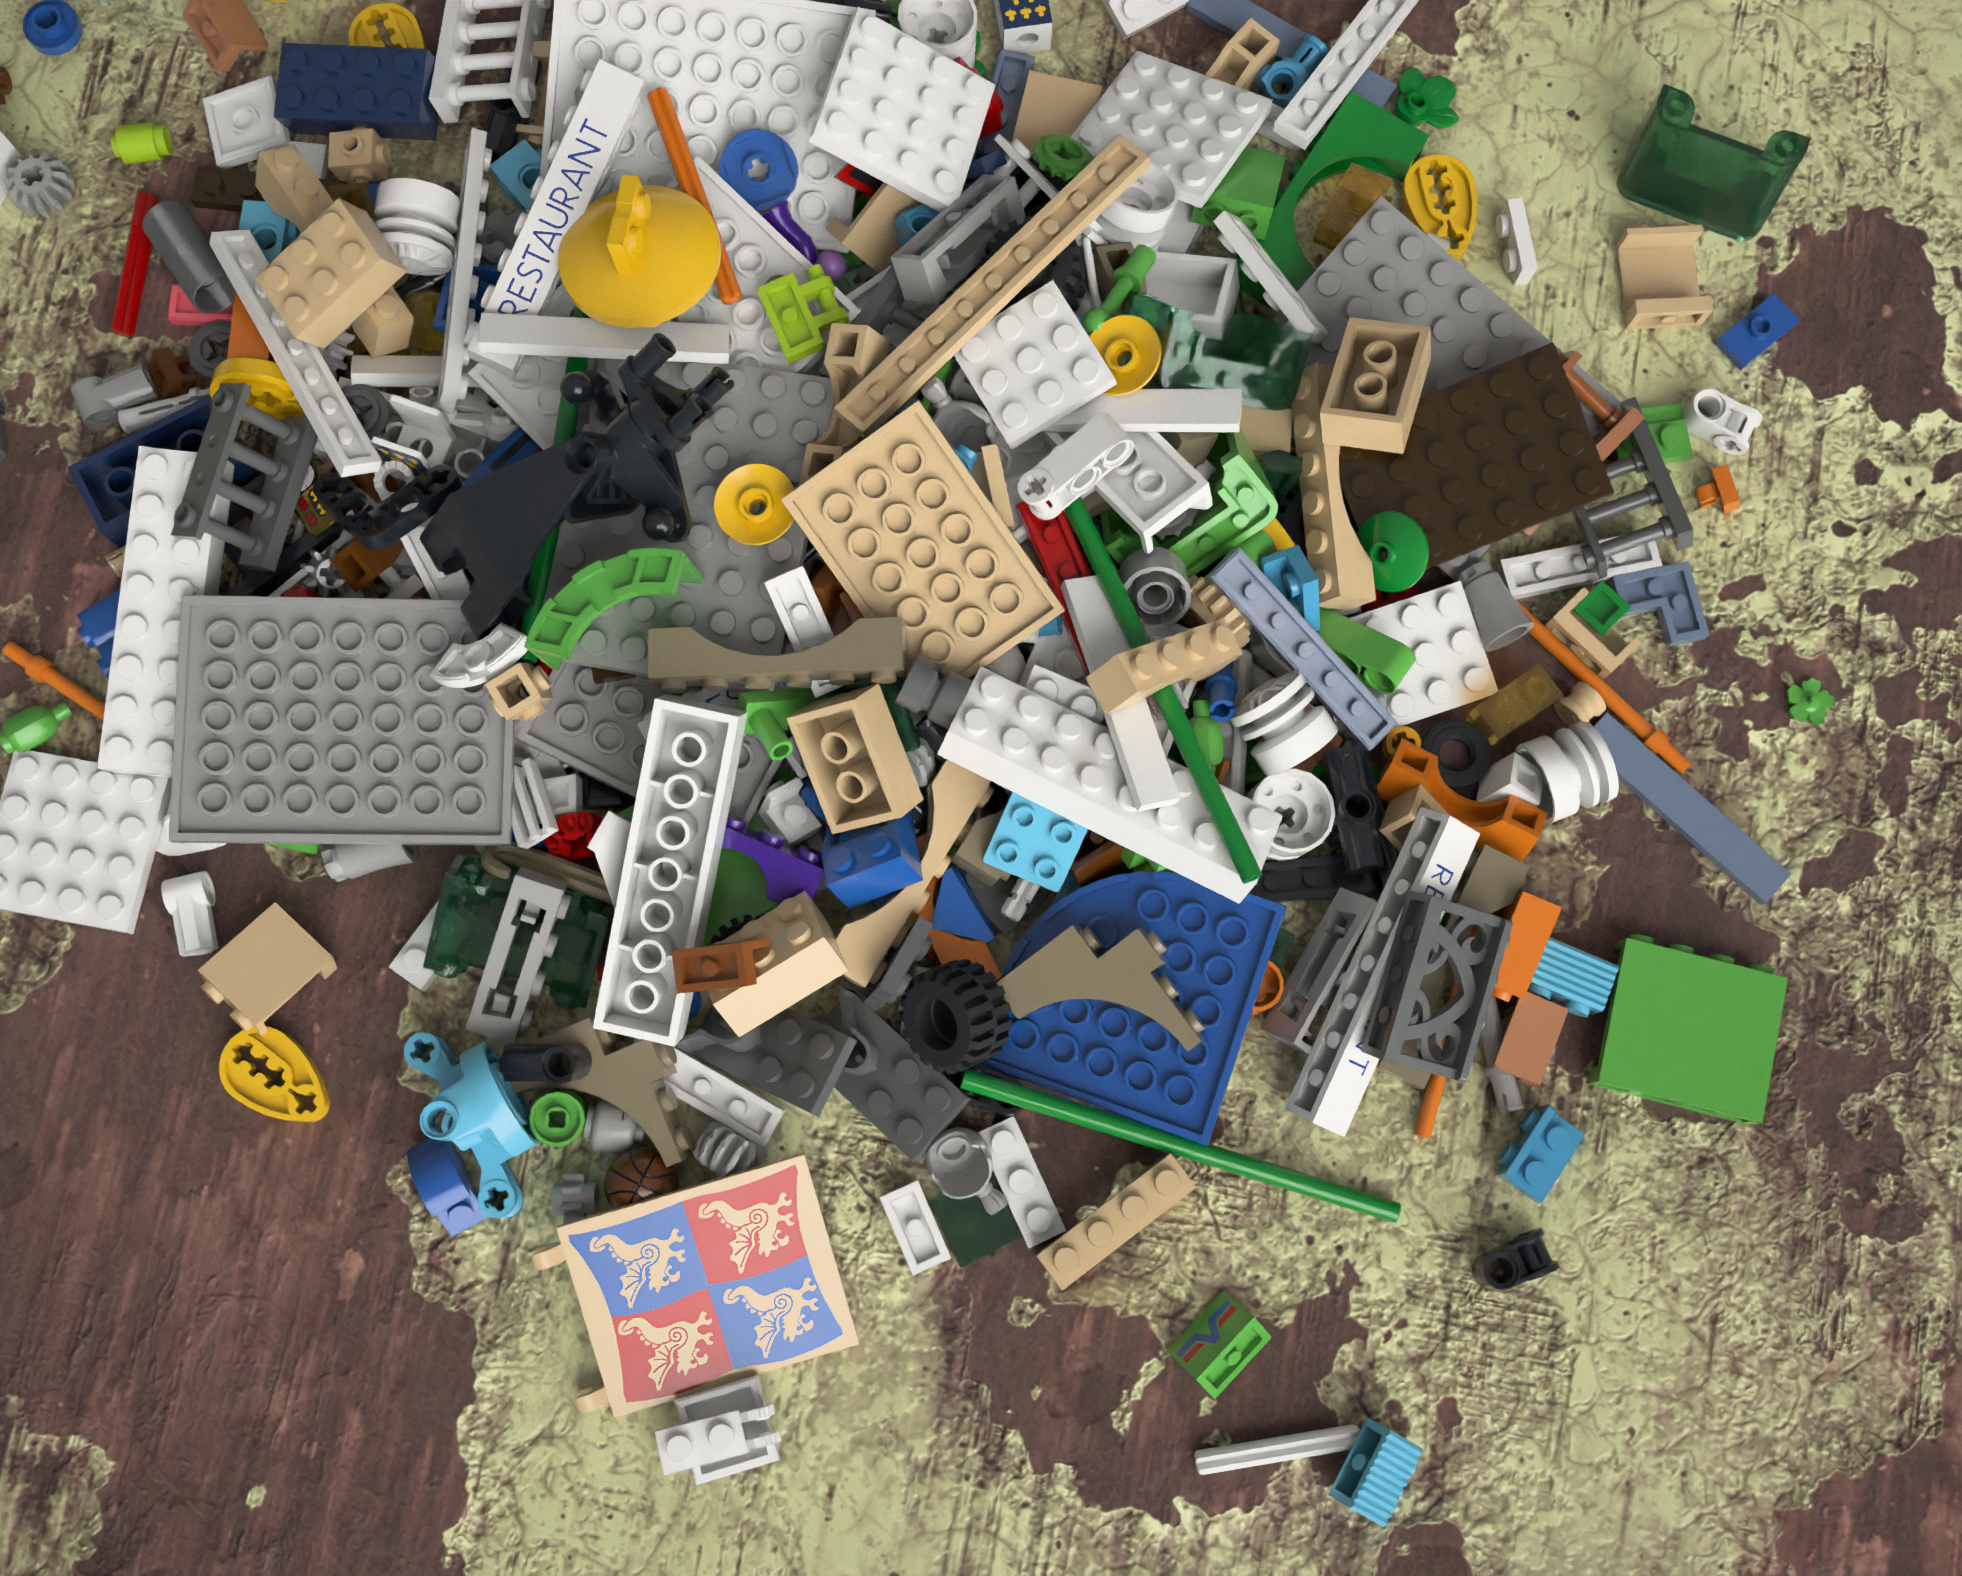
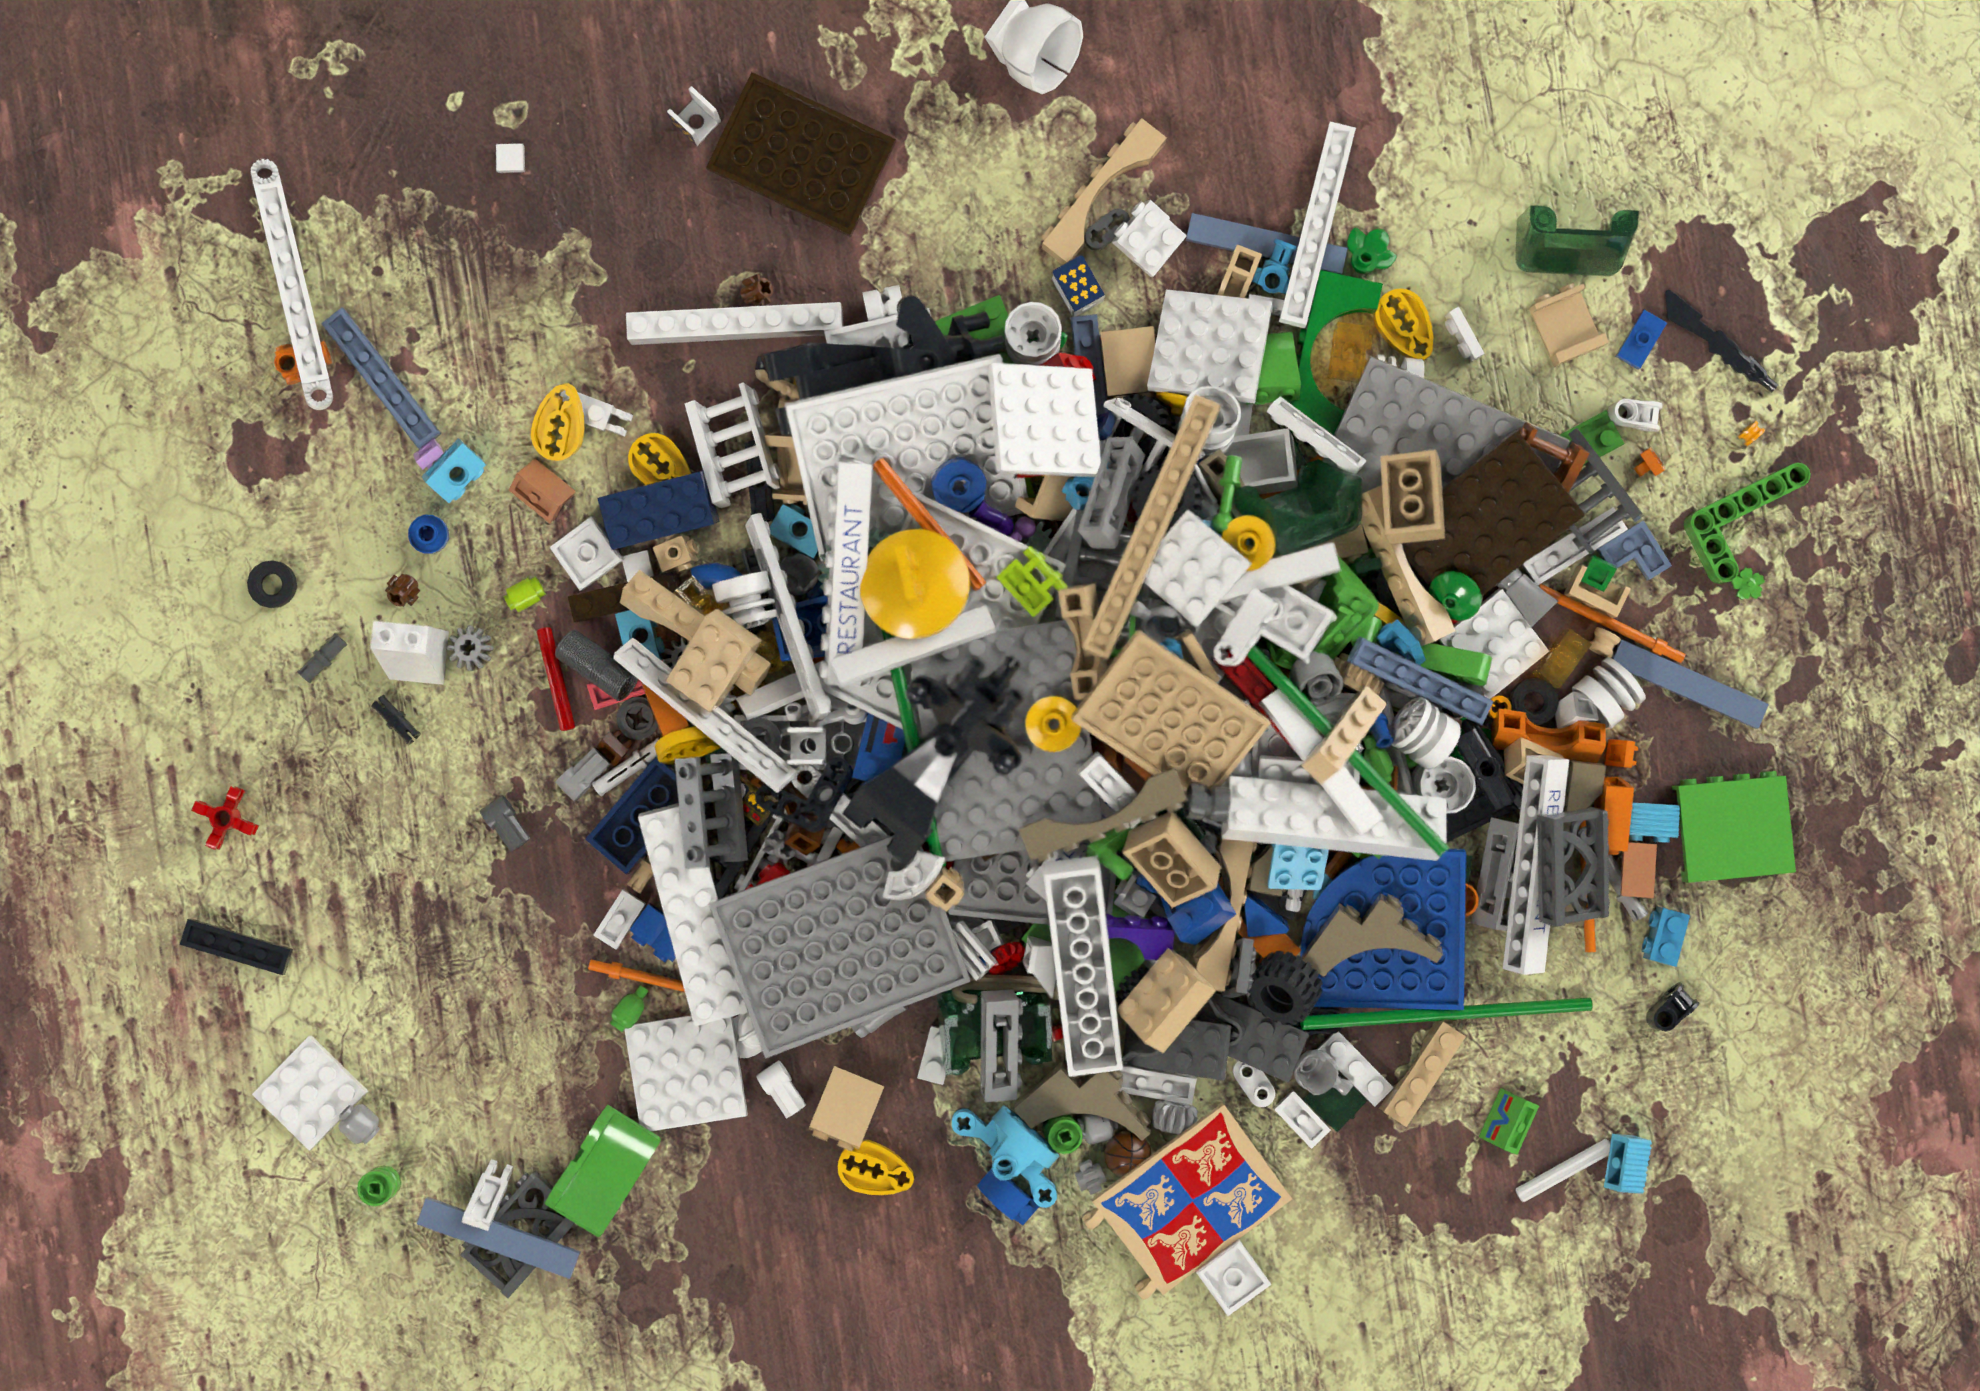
camera: 20 degrees left, 10 degrees up
(60, 607) = (619, 919): none -> white plate
(544, 1063) = (1044, 1107): black piece -> none
(599, 588) = (987, 821): bright green panel -> none
(712, 1439) = (1229, 1286): white hinge -> none
(716, 965) = (1139, 1017): dark orange panel -> none
(864, 1149) = (1253, 1083): none -> white plate
(1071, 160) = (1155, 392): bright green gear -> none
(1556, 867) = (1620, 753): none -> orange tile
(1823, 593) = (1736, 509): none -> bright green beam
(1862, 371) = (1718, 343): none -> black sword
(1874, 499) = (1751, 433): none -> light orange bush

